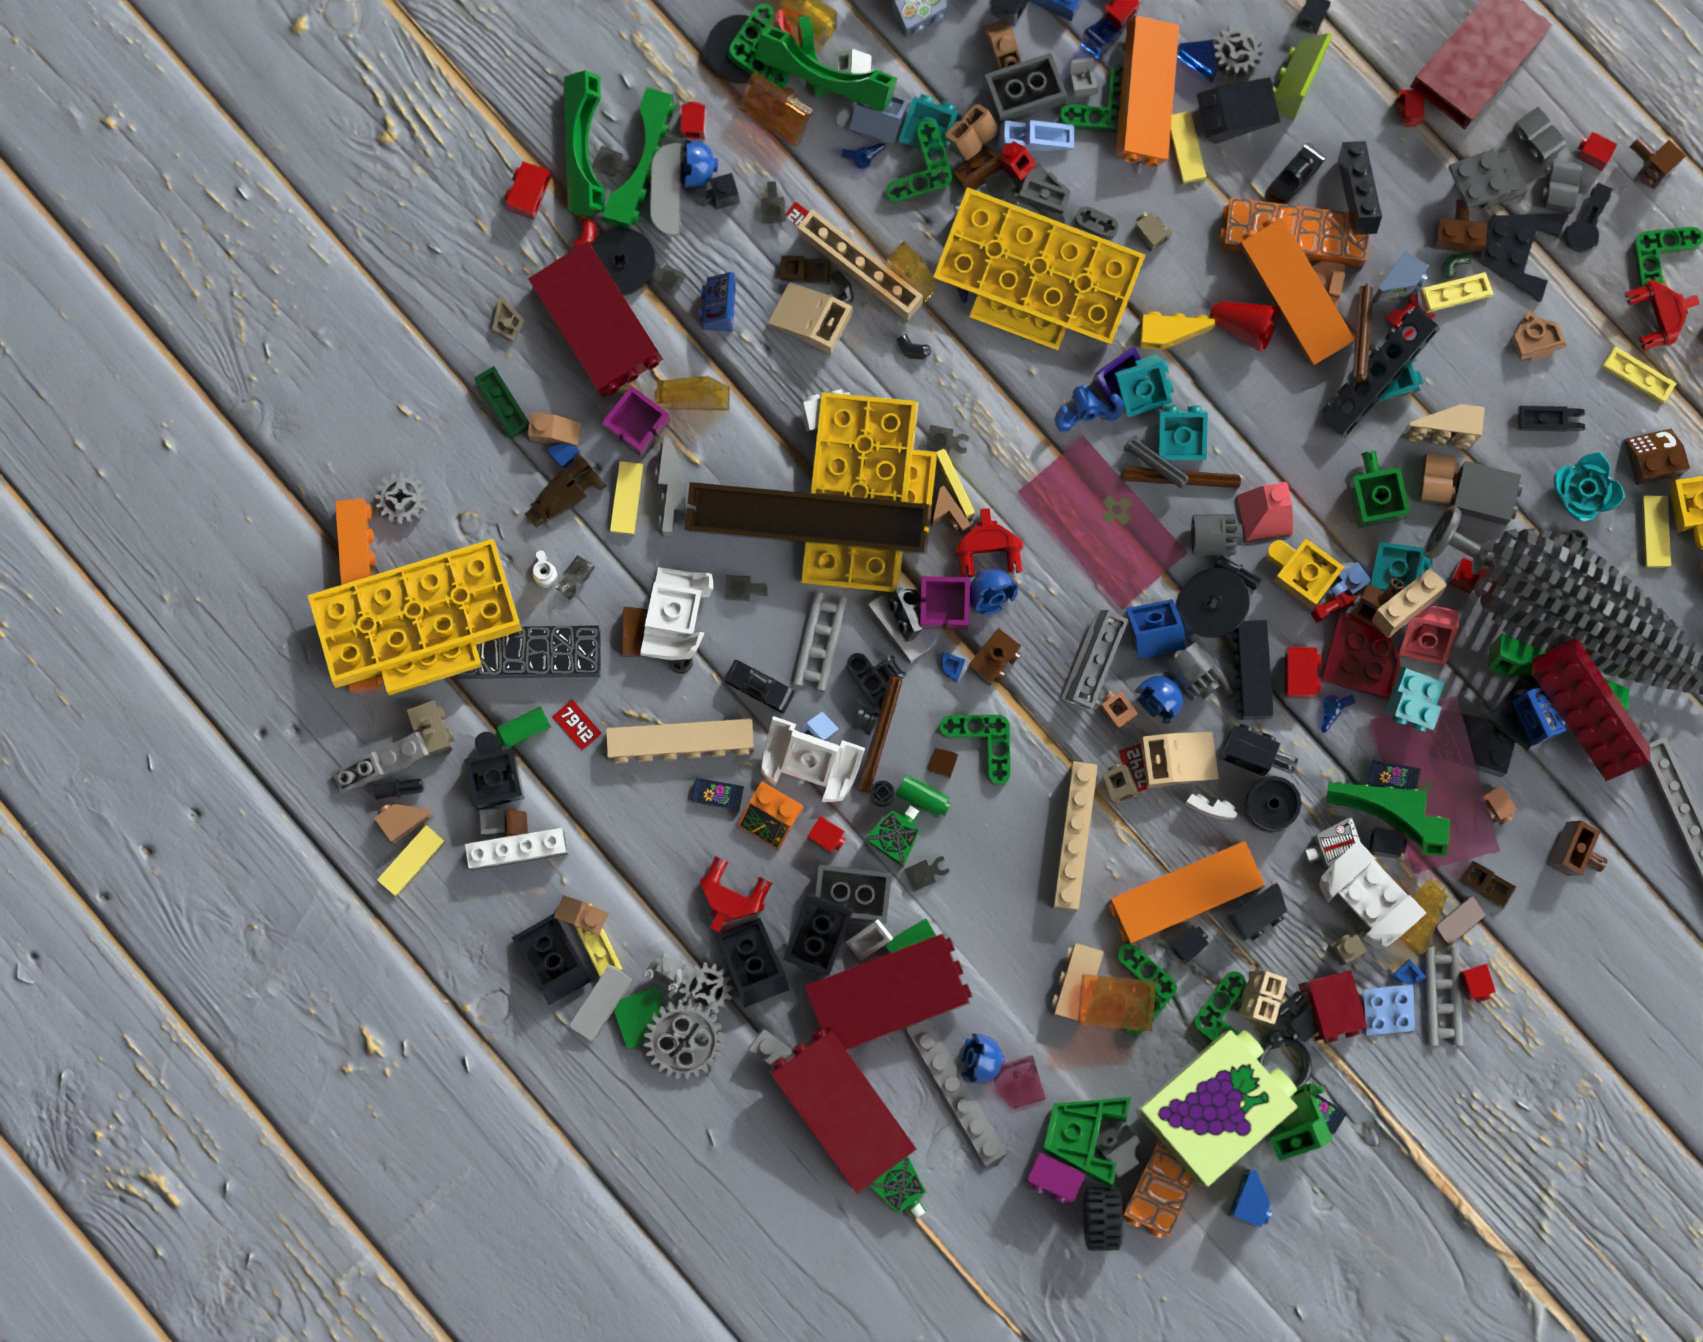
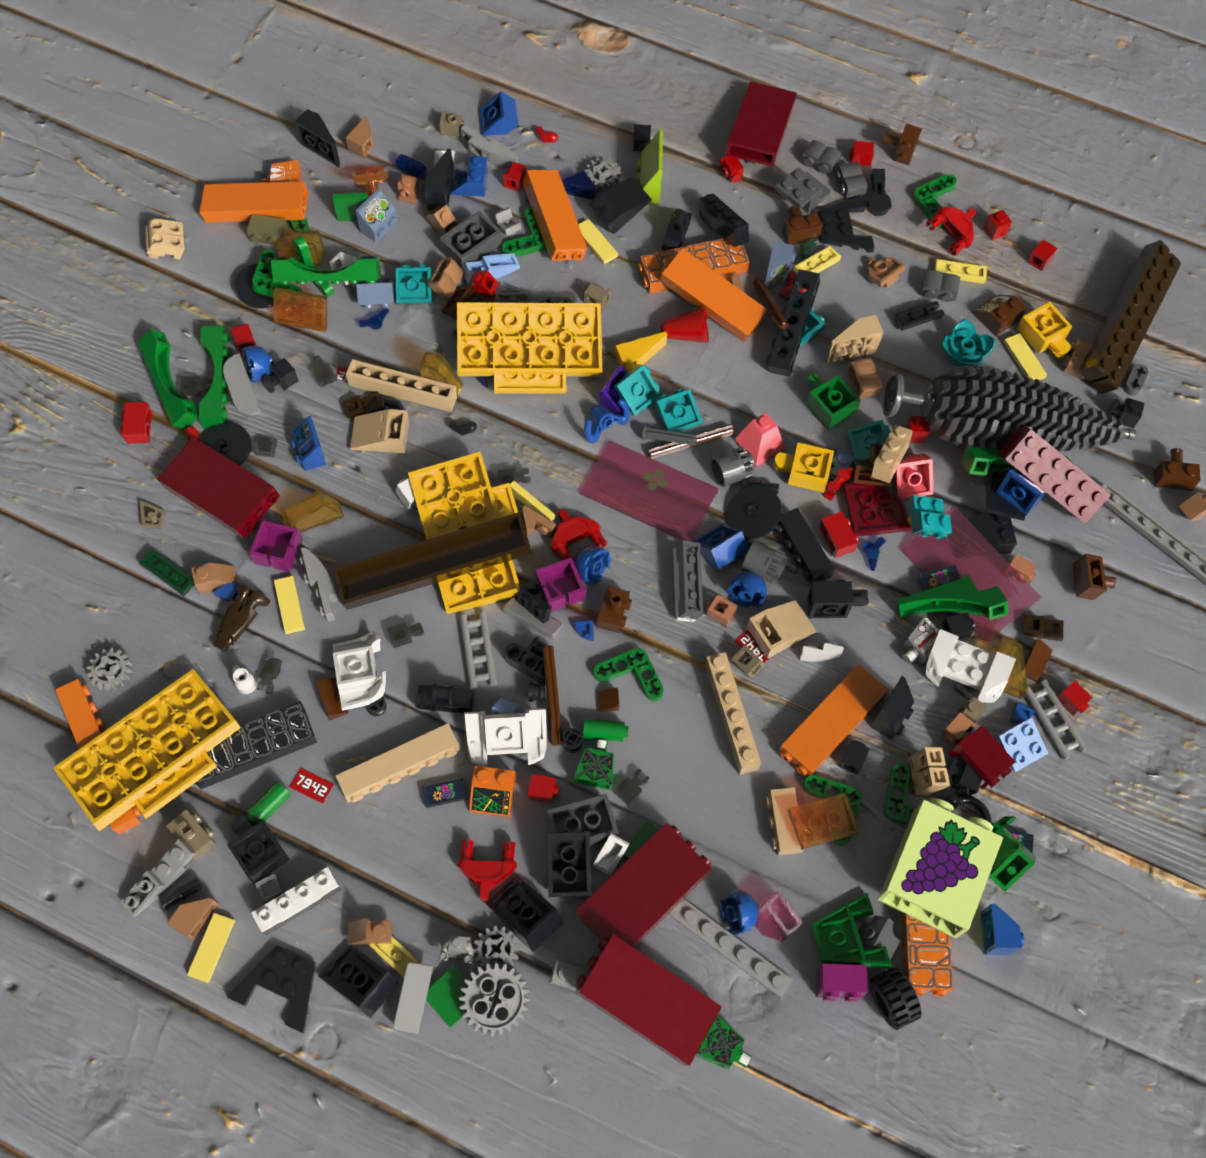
camera: 25 degrees left, 15 degrees down
(477, 921) = (284, 975): none -> black wing
(516, 822) = (288, 879): reddish brown slope -> none
(932, 166) = (427, 309): green beam -> none
(1100, 37) = (507, 197): clear blue slope -> none
(1265, 817) = (864, 631): black wheel -> none
(1322, 962) = (958, 729): none -> nougat brick
(1487, 493) = (910, 366): dark grey brick -> none
(1599, 389) = (940, 286): none -> dark grey brick

